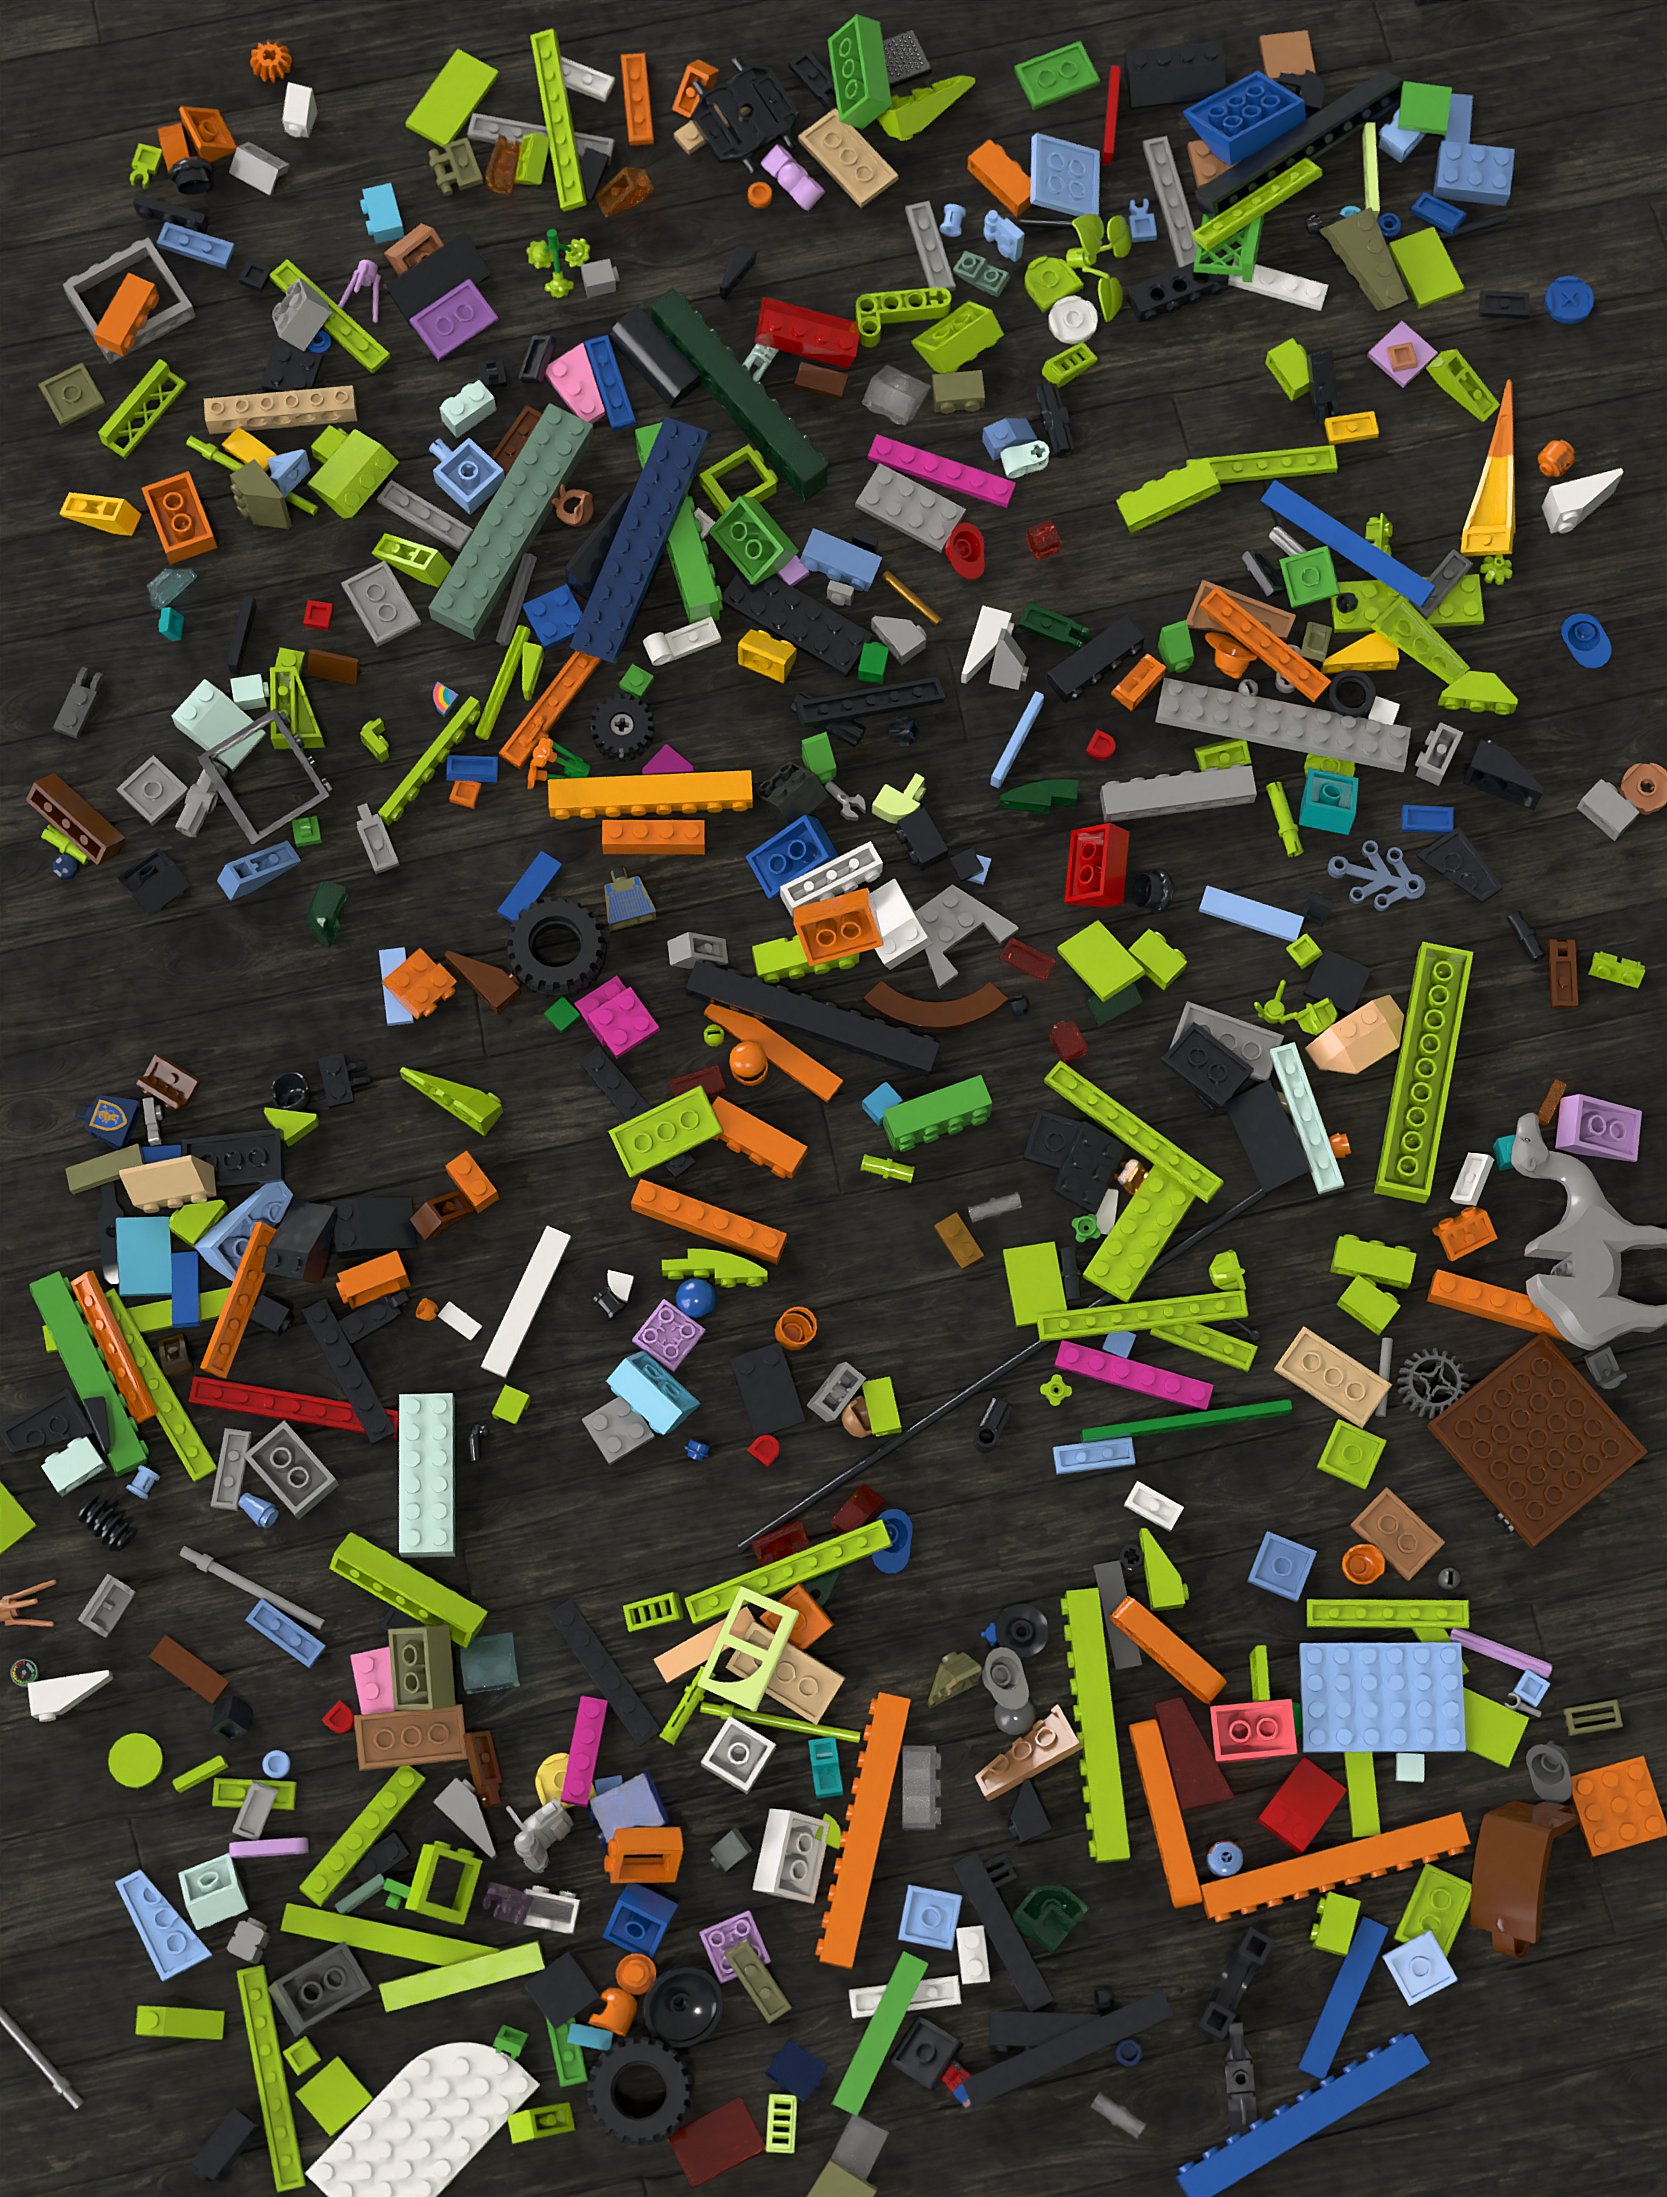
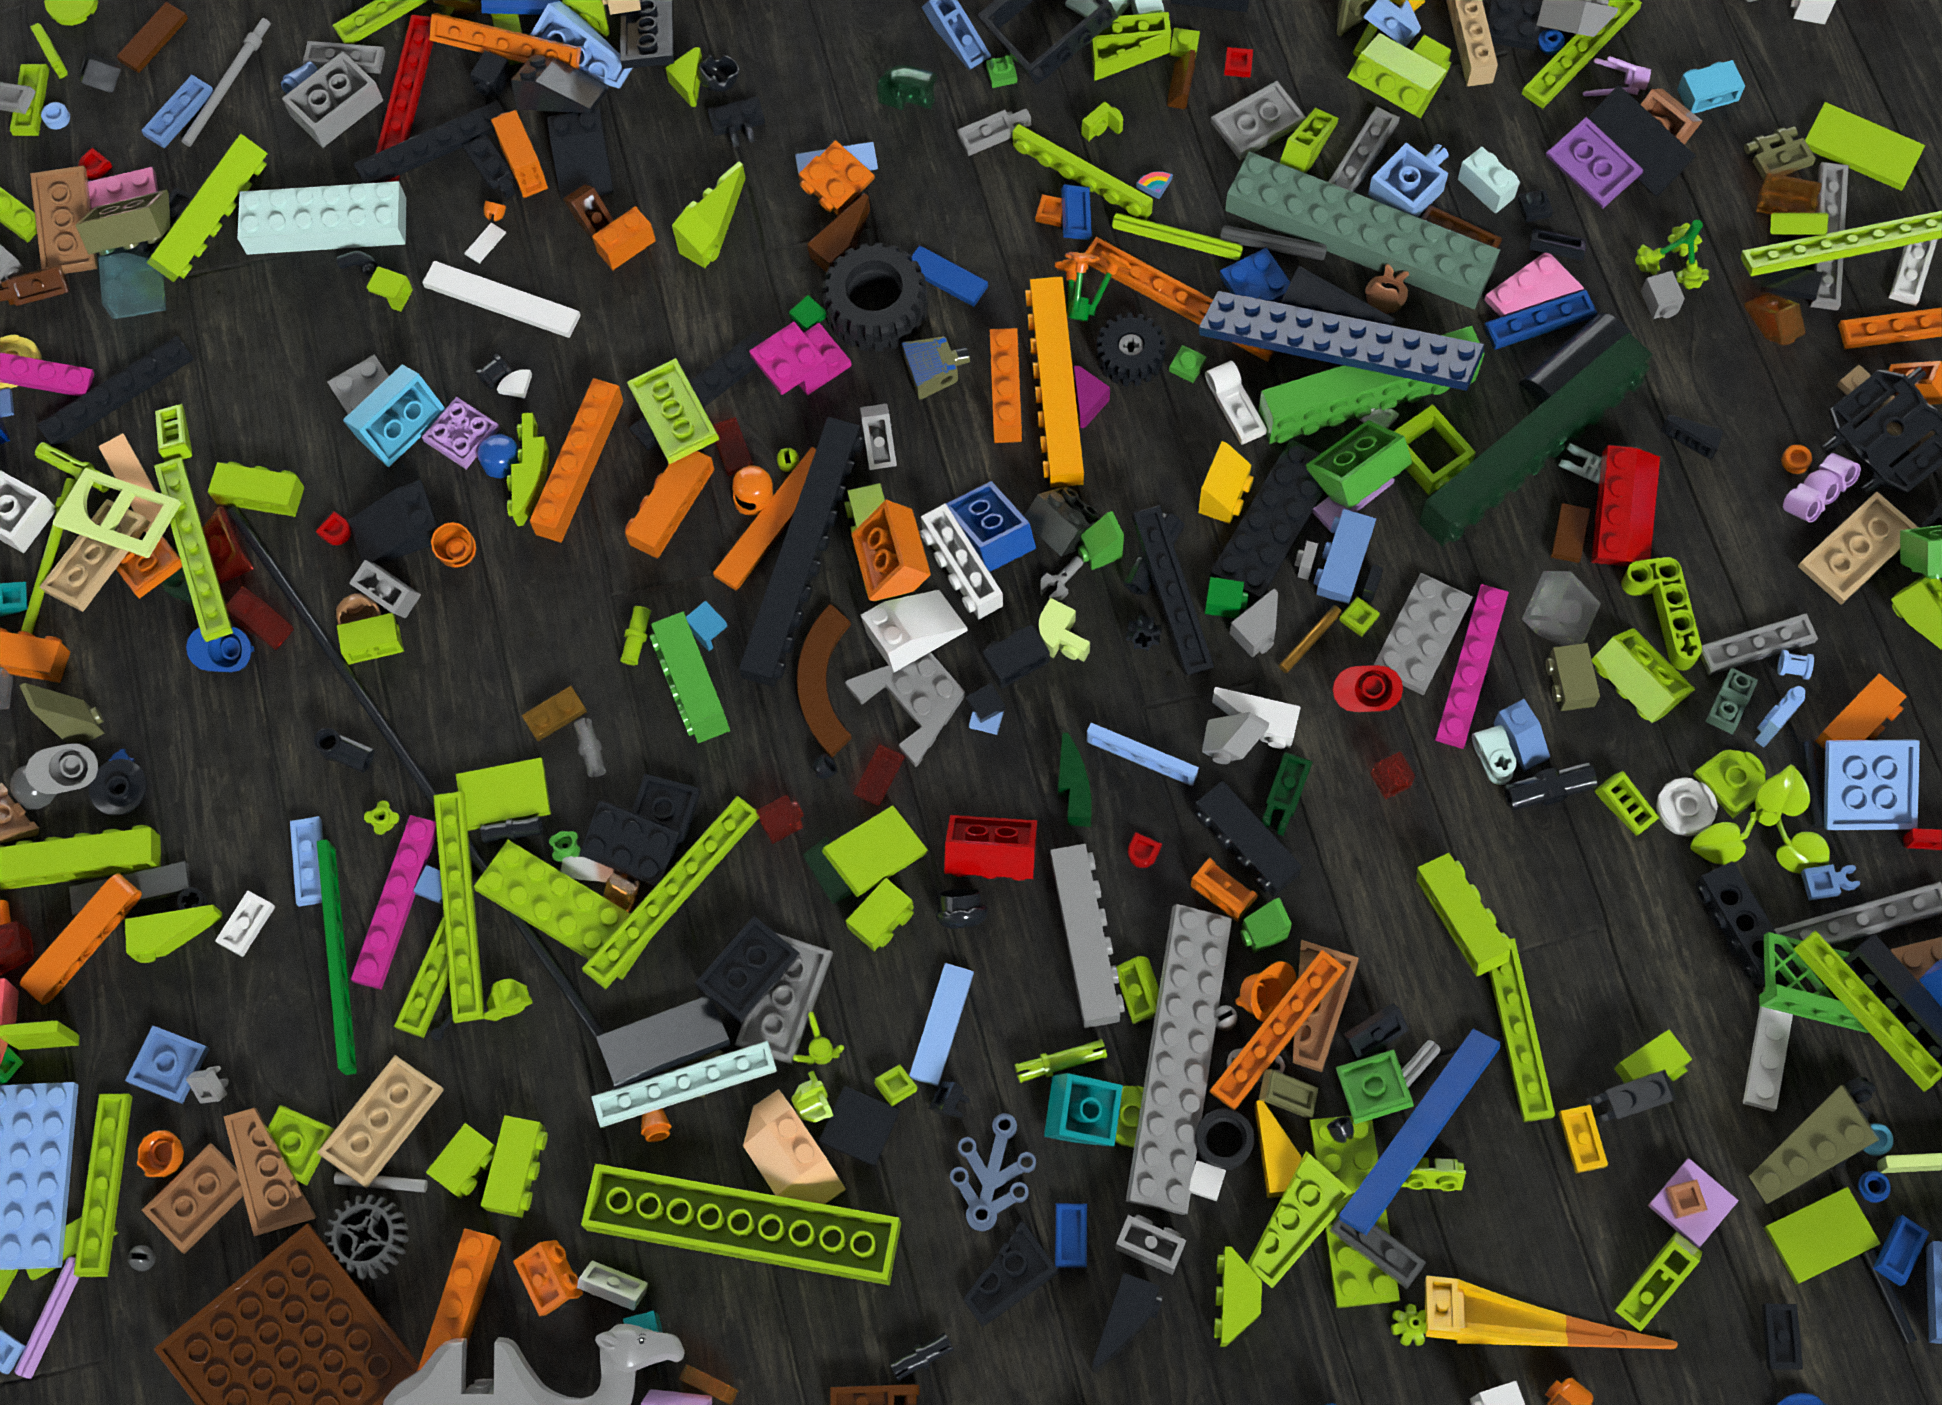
camera: 95 degrees right, 5 degrees down
(532, 662) = (1194, 259): lime slope -> none
(697, 1449) = (336, 463): blue plate -> none
(721, 1523) = (256, 488): none -> lime brick
(893, 557) = (1359, 616): none -> lime tile
(1302, 1526) = (207, 1085): none -> light grey tile
(1386, 1469) = (265, 1179): none -> medium nougat wing

